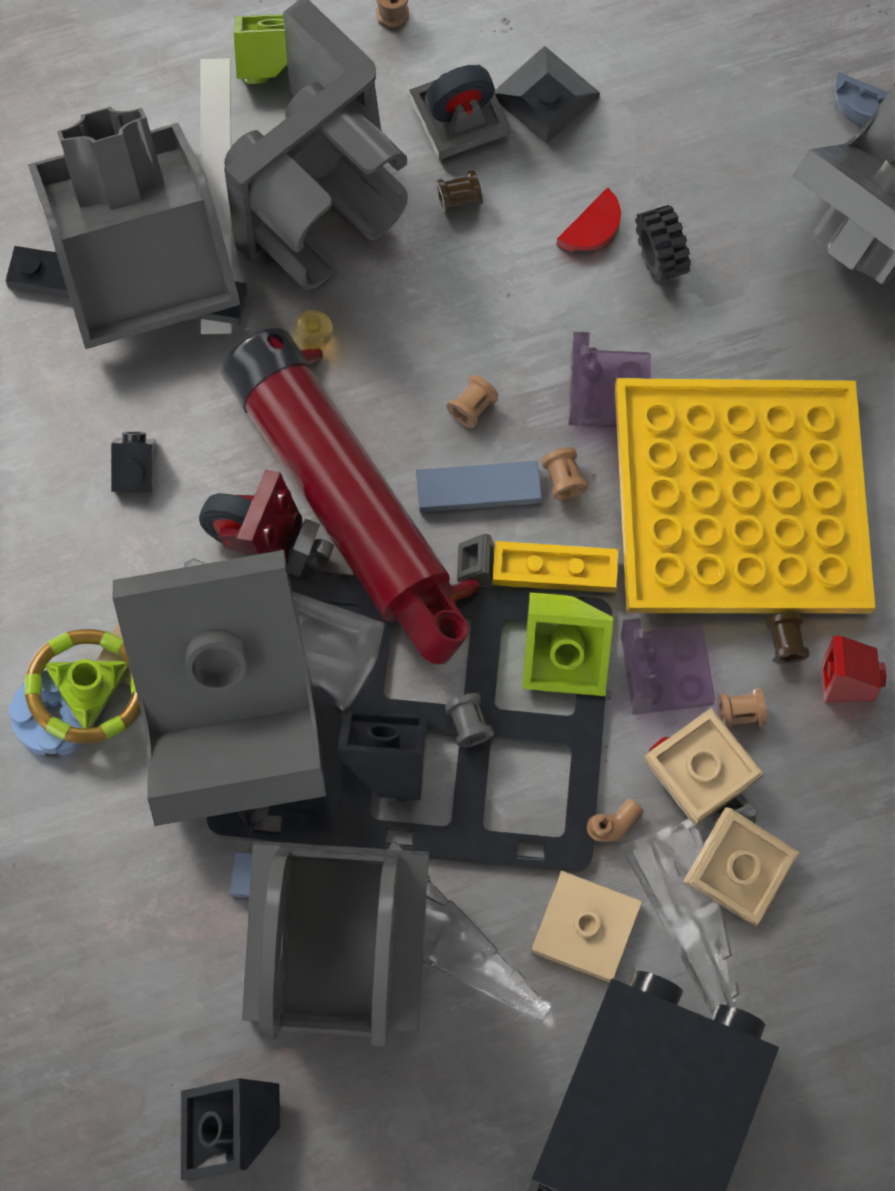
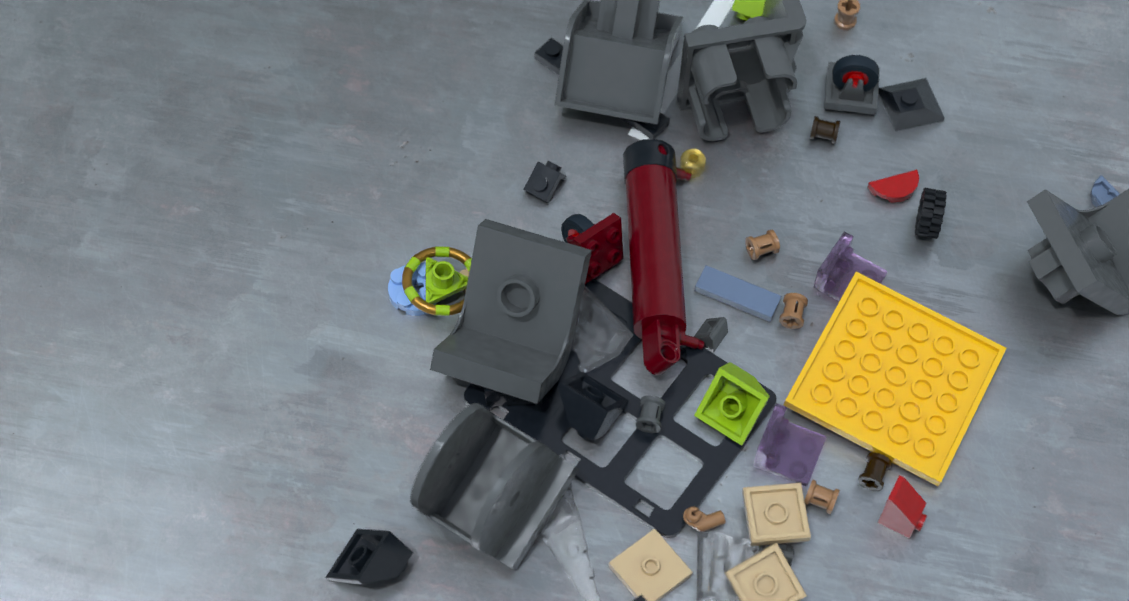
camera: 30 degrees right, 10 degrees down
(308, 550) = (614, 274): dark grey tile -> none
(555, 567) = (756, 359): yellow plate -> none

